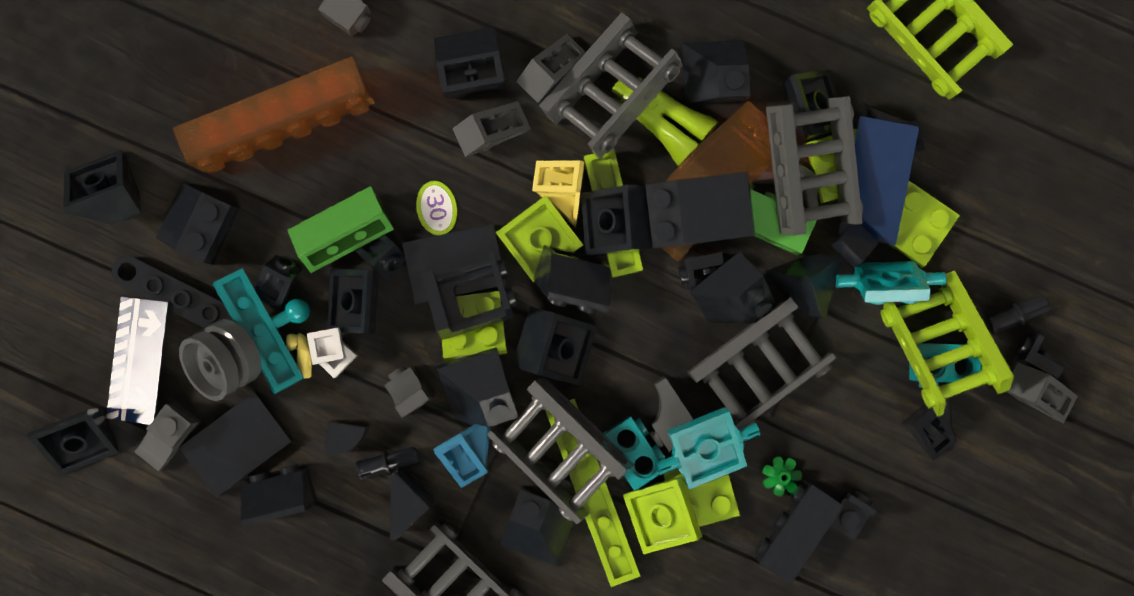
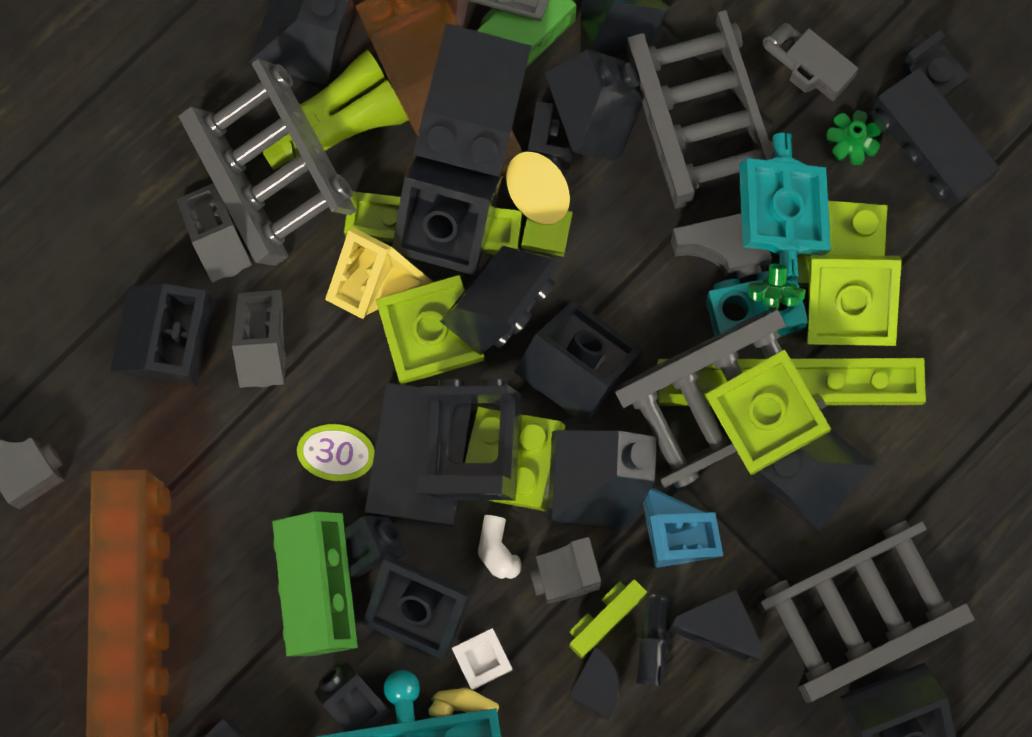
camera: 65 degrees left, 10 degrees down
(326, 346) = (464, 659): white plate -> none
(378, 420) = (619, 603): none -> lime plate
(406, 337) = (493, 552): none -> white arm
(556, 487) = (768, 412): none -> lime plate
(638, 291) = (547, 237): none -> lime tile
(645, 463) = (776, 289): none -> green plant
(662, 275) = (538, 188): none -> light yellow sticker
(824, 429) = (811, 60): none -> dark grey piece

